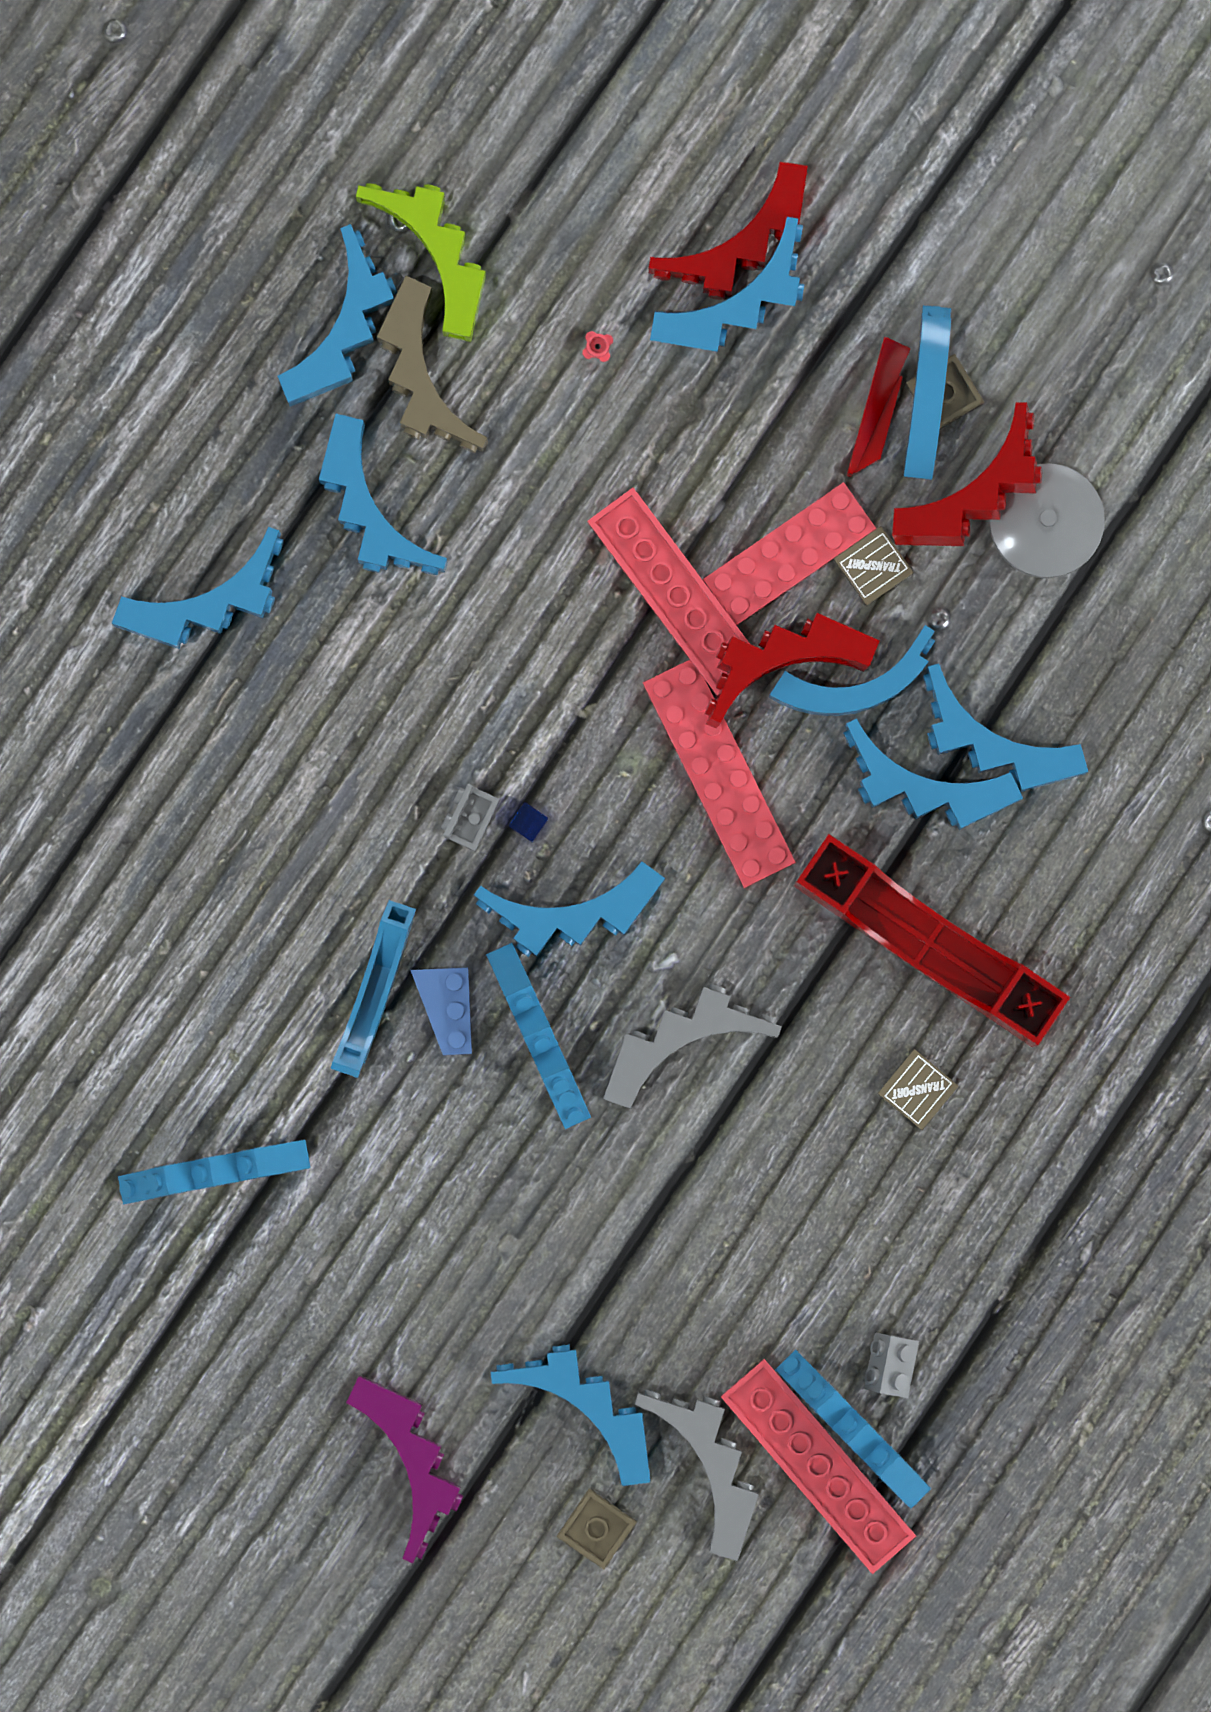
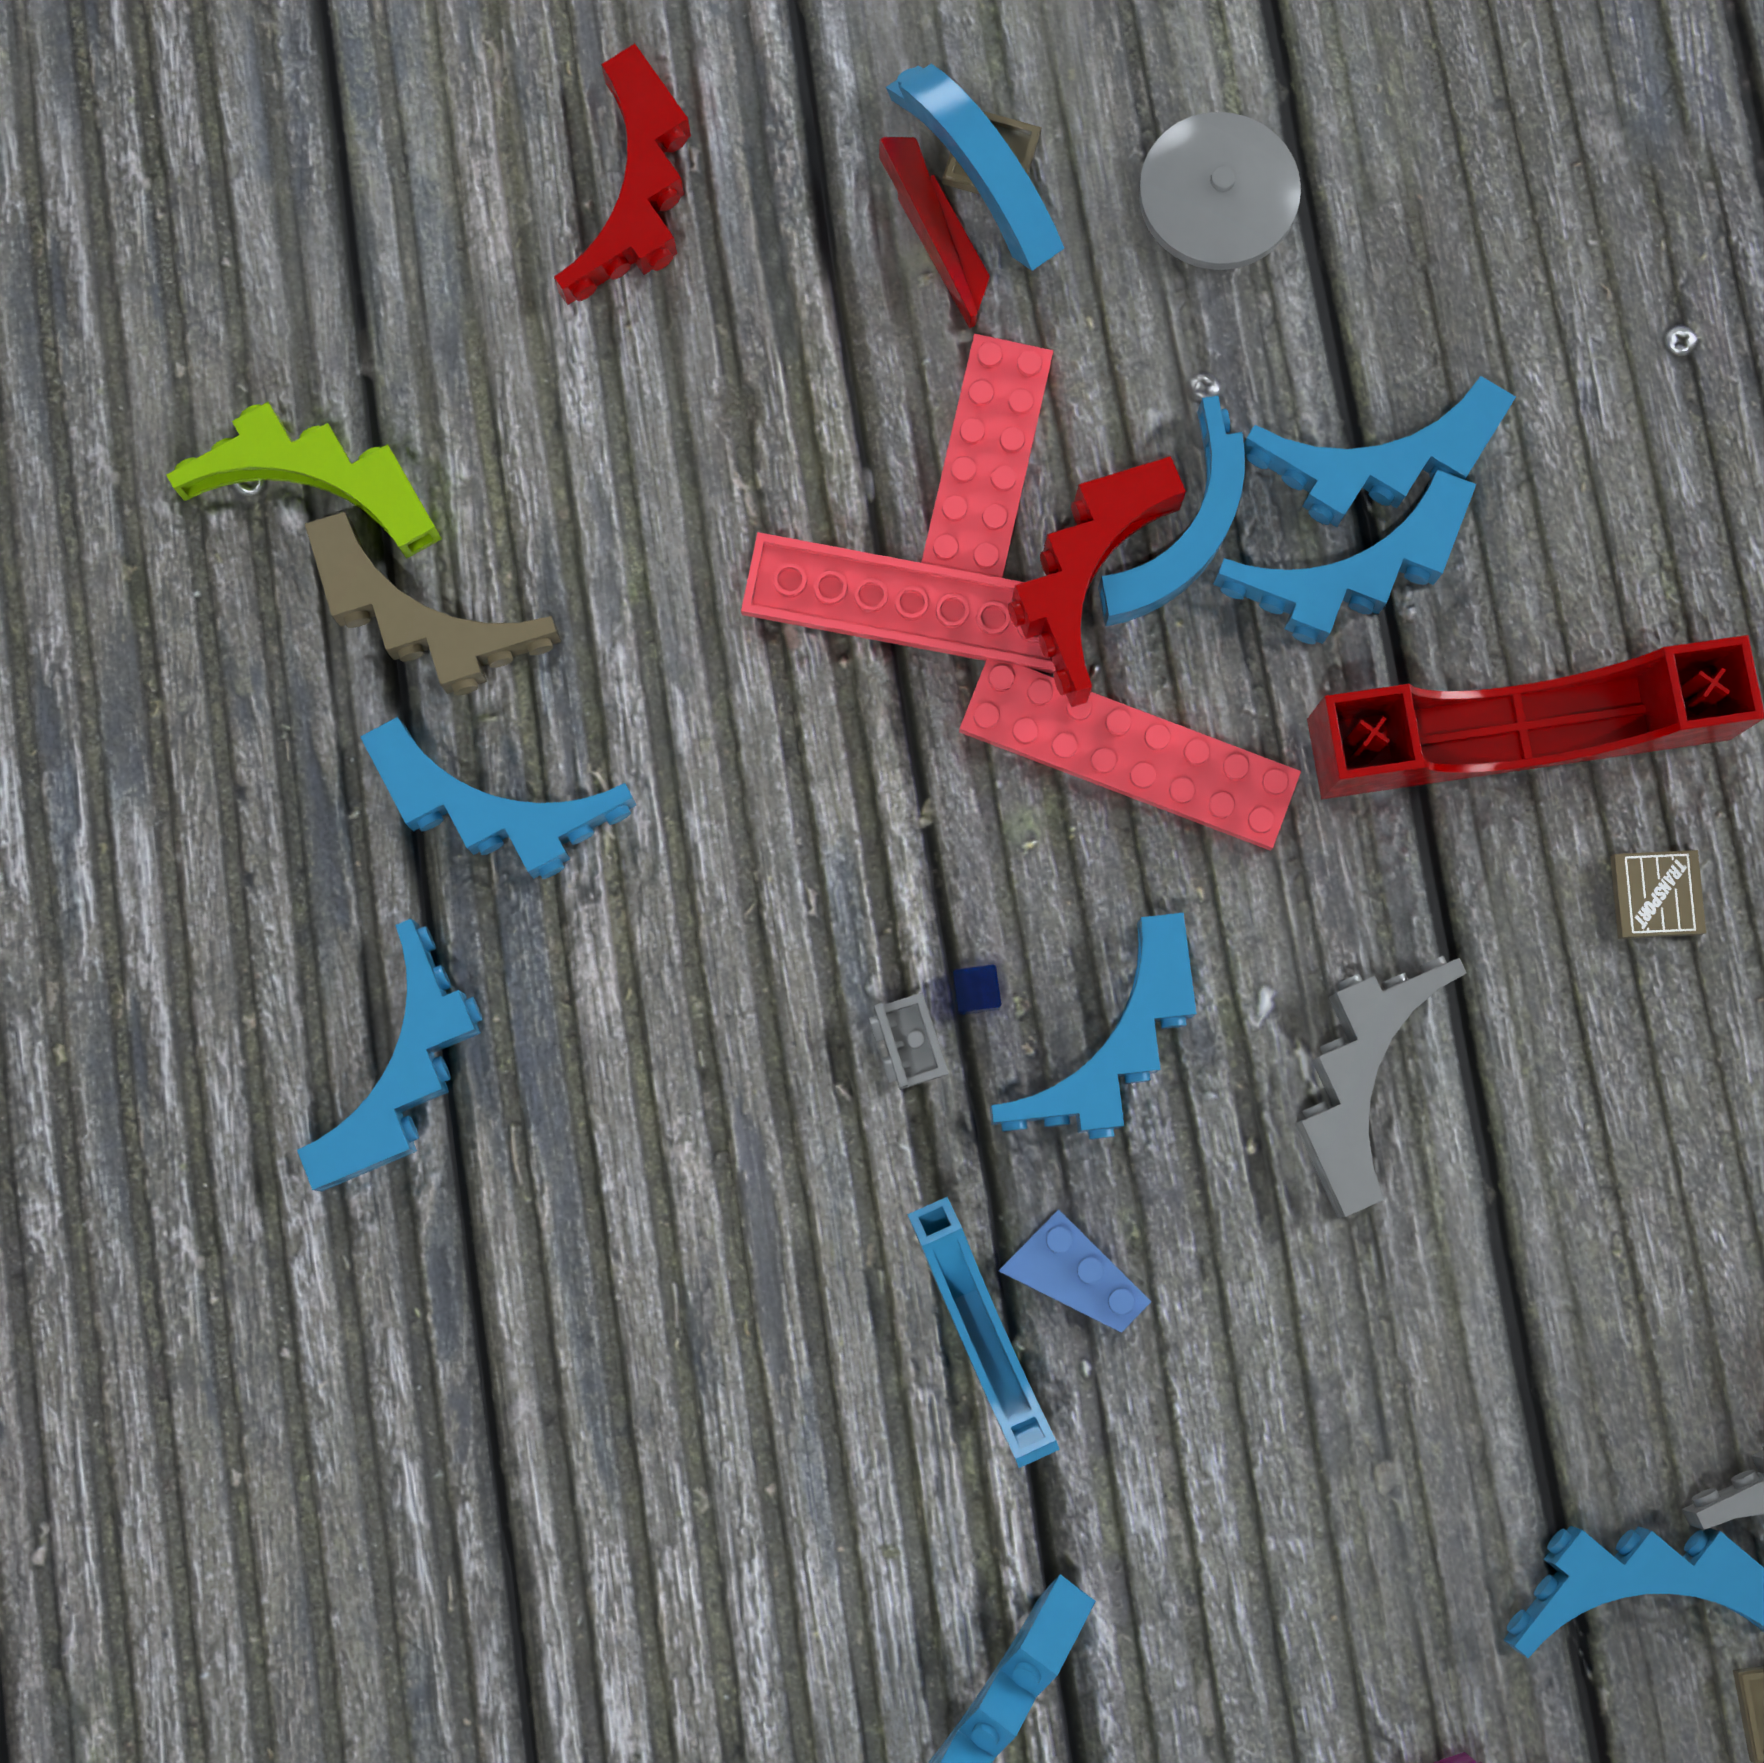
camera: 45 degrees left, 5 degrees down
(365, 294) = (305, 697): dark azure arch -> none
(538, 1035) = (1207, 1210): dark azure arch -> none
(603, 340) = (583, 411): coral plate -> none
(704, 326) = (712, 192): dark azure arch -> none
(873, 566) = (1086, 392): dark tan tile -> none
(948, 520) = (1123, 269): red arch -> none

